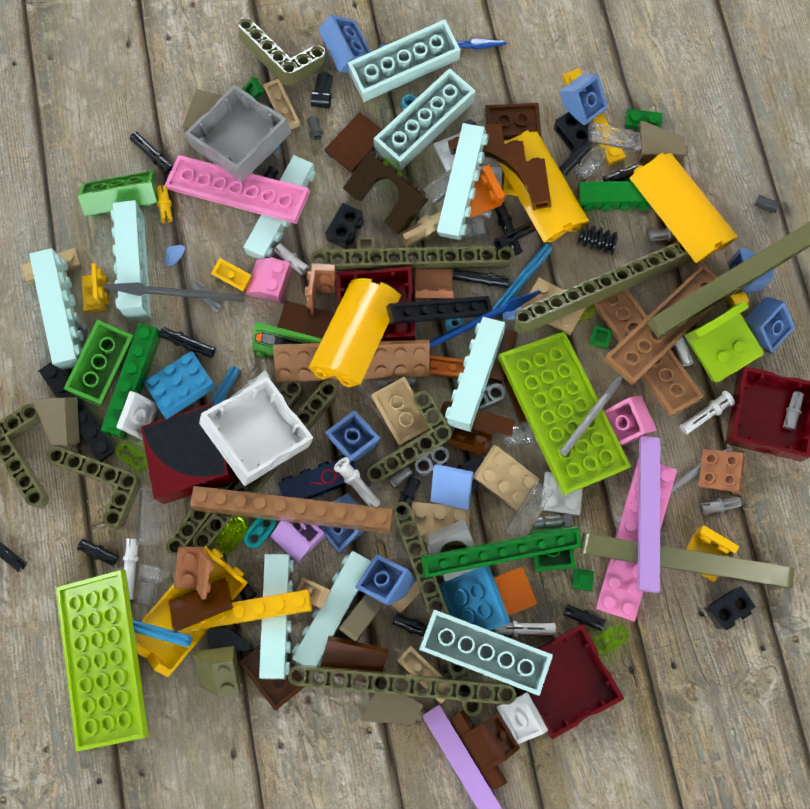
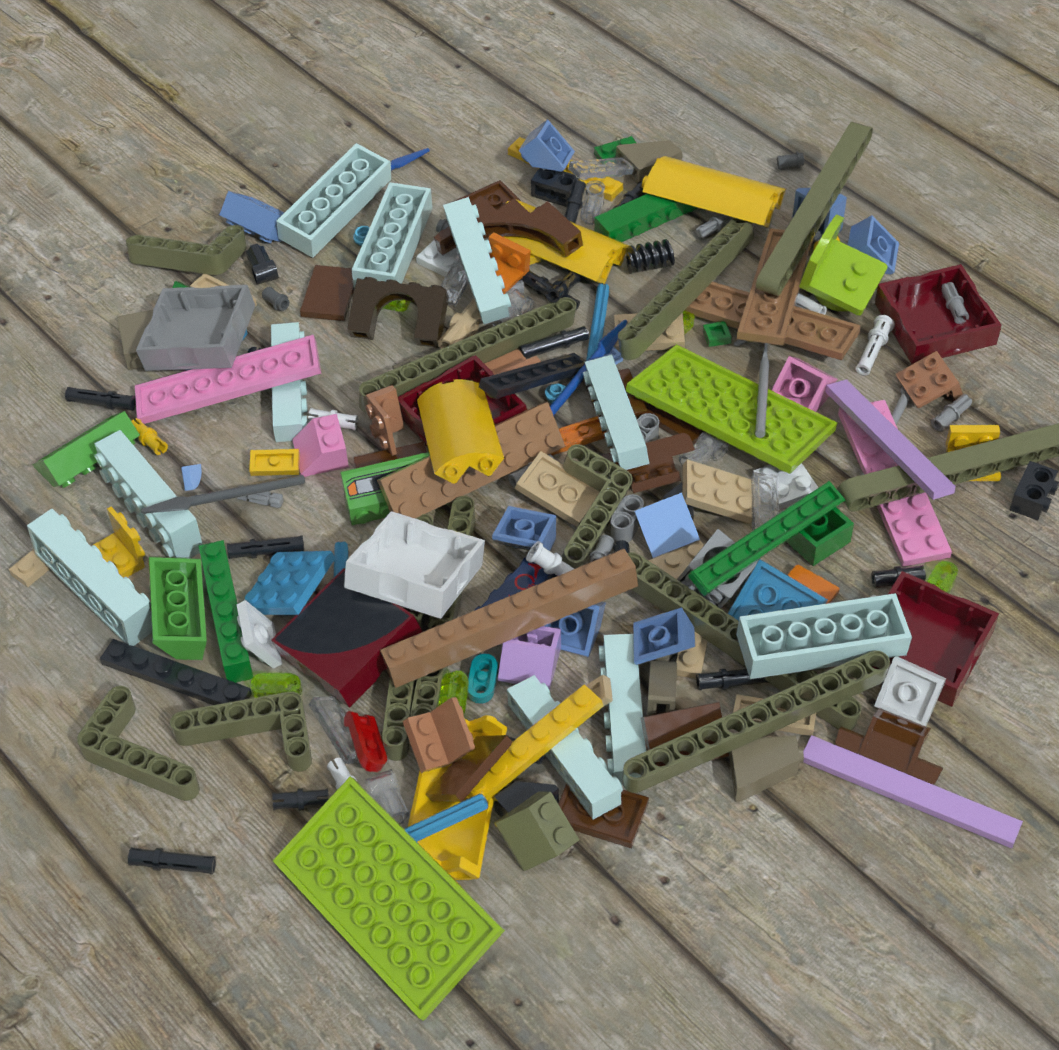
camera: 30 degrees left, 25 degrees down
(59, 420) = (161, 683): dark tan slope -> none
(158, 537) = (366, 741): none -> red plate
(340, 224) = (372, 359): black brick -> none
(582, 579) = (869, 545): green plate -> none

